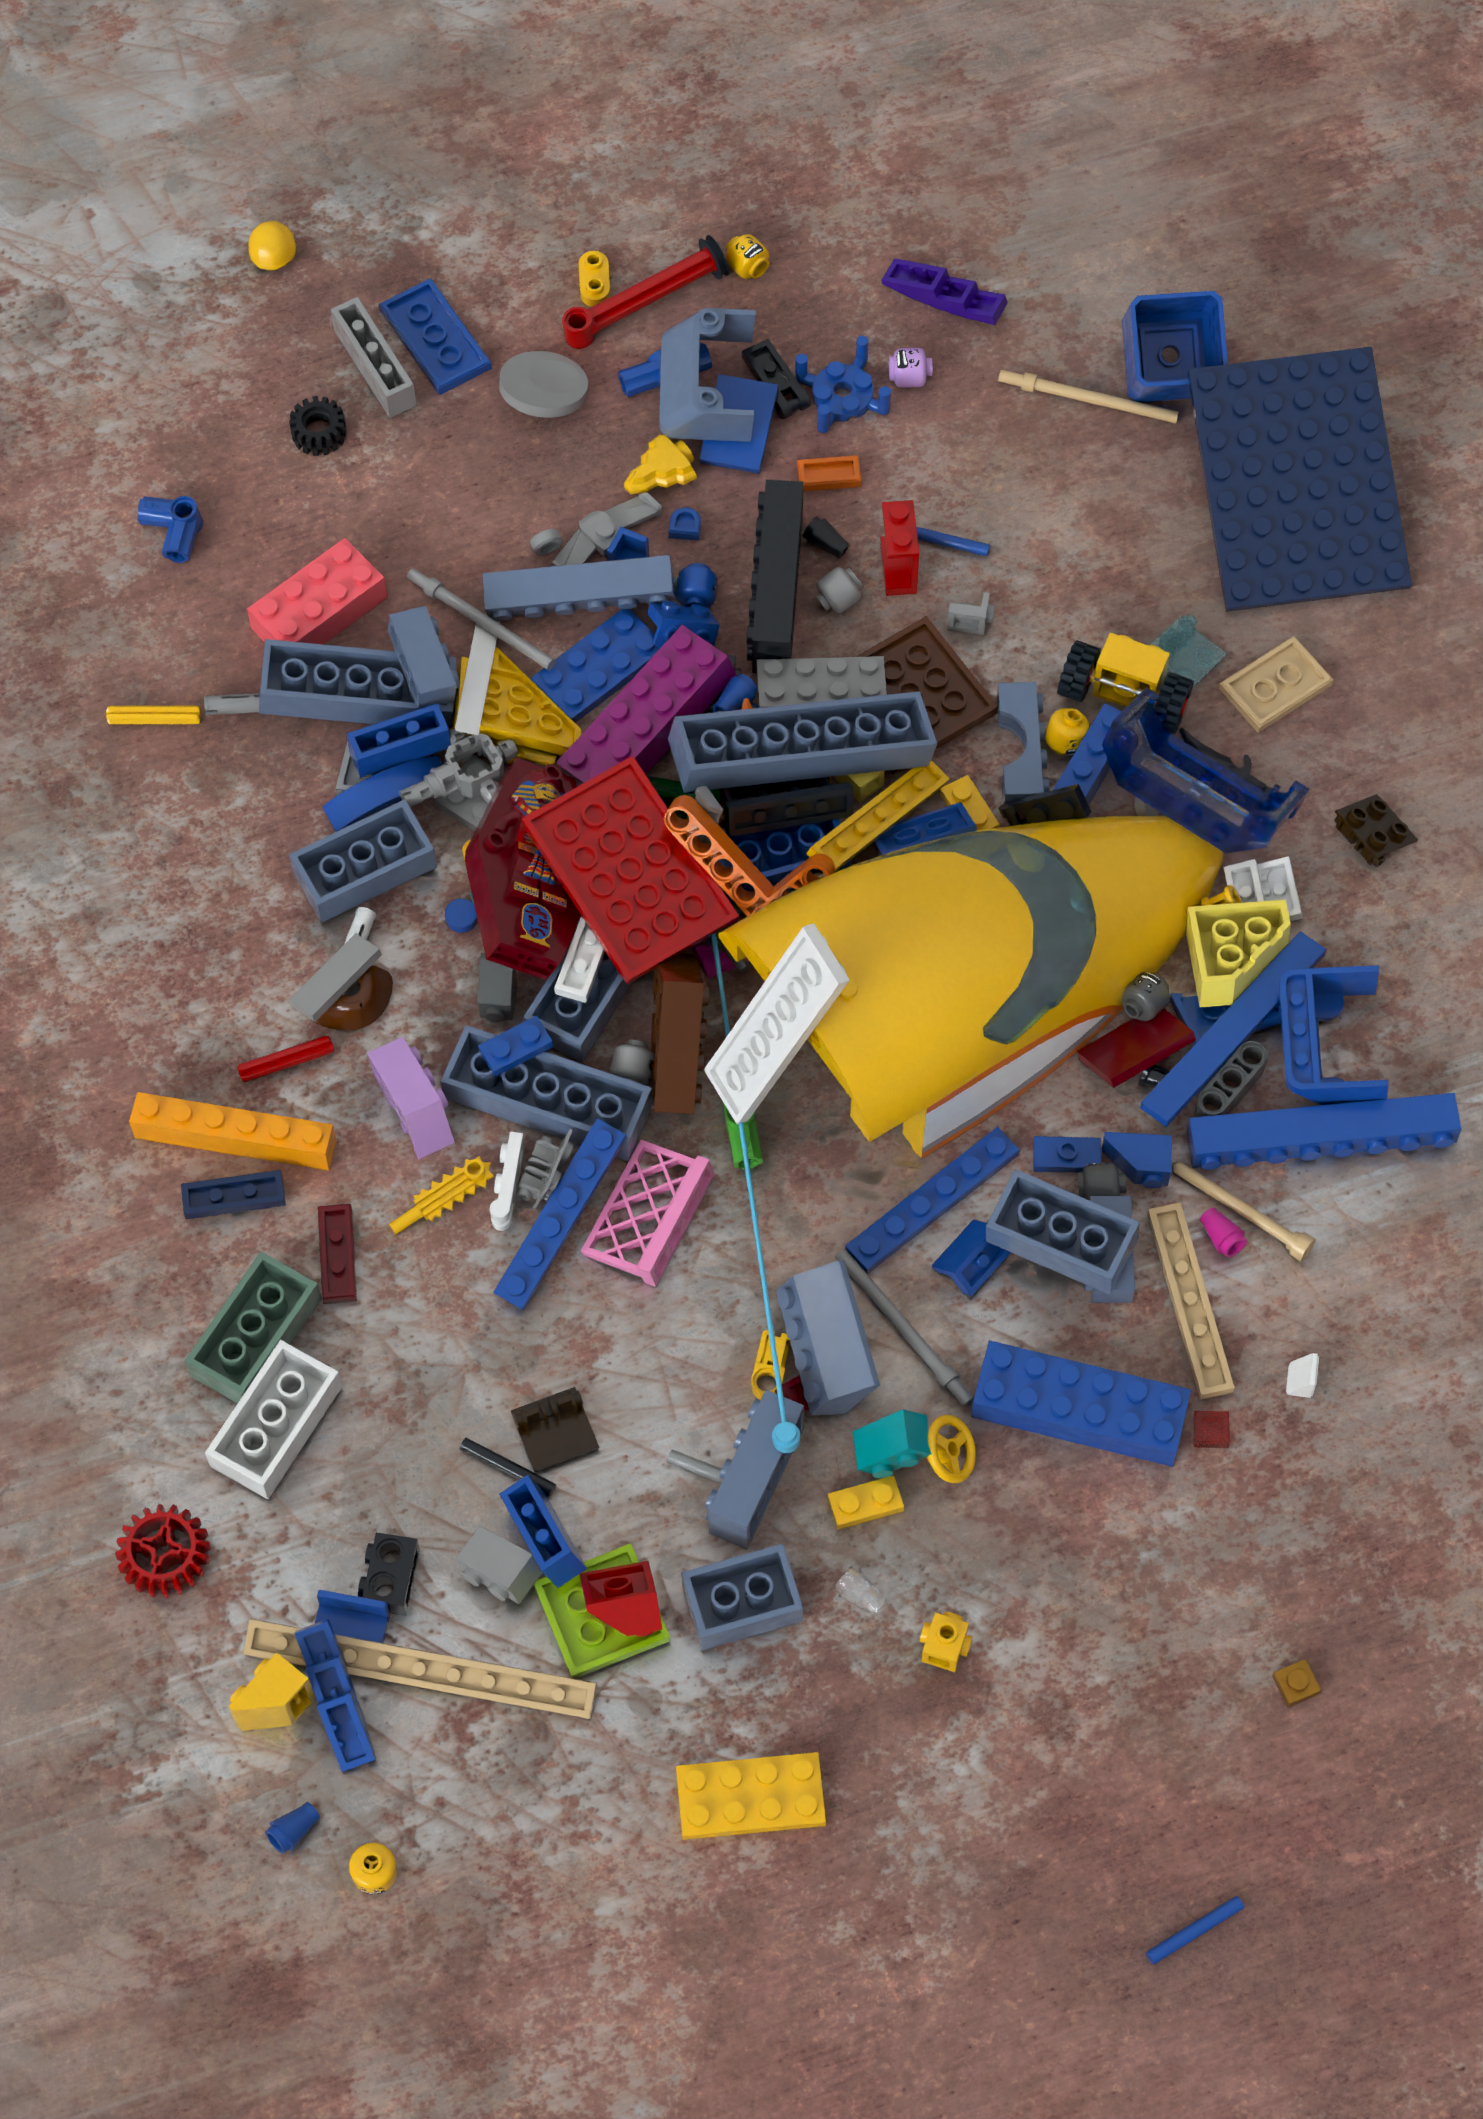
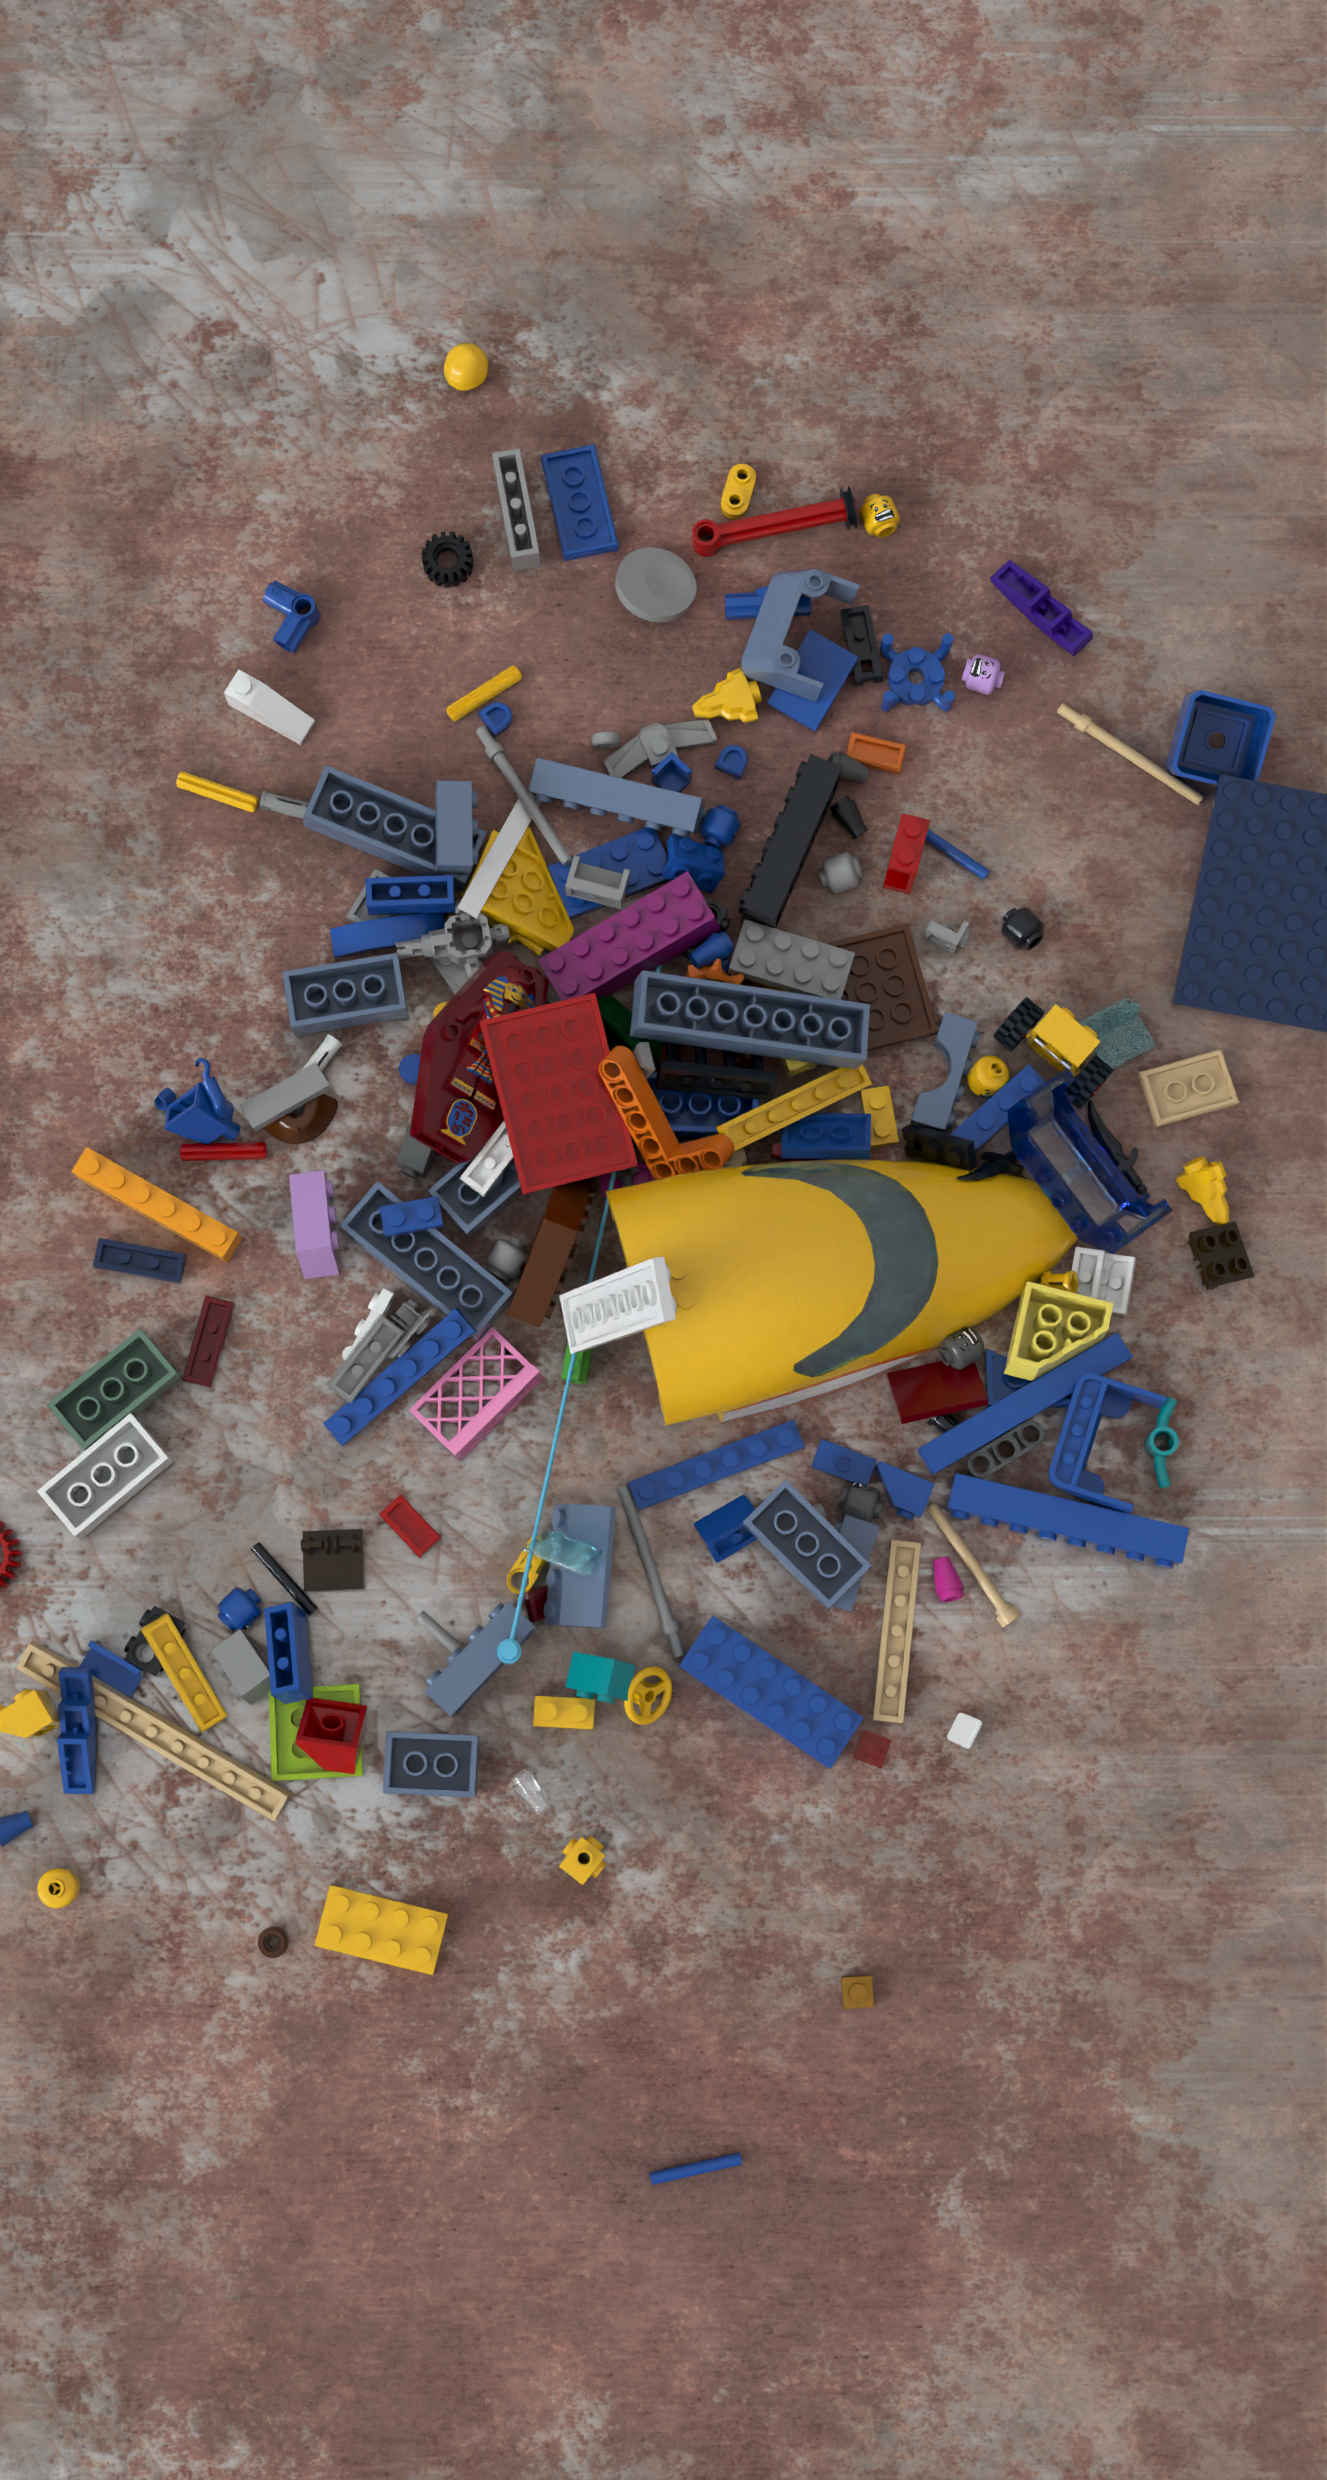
camera: 15 degrees right, 15 degrees up
(178, 617) = (268, 707): none -> white slope
(250, 1019) = (200, 1112): none -> blue torso
(320, 598) = (390, 733): coral brick -> none
(403, 537) = (484, 693): none -> yellow axle
(423, 557) = (496, 717): none -> blue tile
(434, 1592) = (184, 1672): none -> yellow tile
(444, 1194) = (299, 1324): yellow piece -> none
(470, 1510) = (239, 1609): none -> blue head
(517, 1206) = (365, 1358): none -> light grey tile
(590, 676) = (597, 884): none -> light grey panel
(626, 1366) = (410, 1526): none -> red plate
(634, 1838) = (264, 1946): none -> reddish brown plate
(793, 1317) = (564, 1552): none -> clear light blue hinge
(813, 493) = (851, 769): none -> dark grey cone
(1045, 585) = (1022, 928): none -> black head
(1109, 807) = (996, 1163): none -> black piece
(1334, 766) = (1206, 1186): none -> yellow rock
(1398, 1015) = (1160, 1456): none -> teal piece

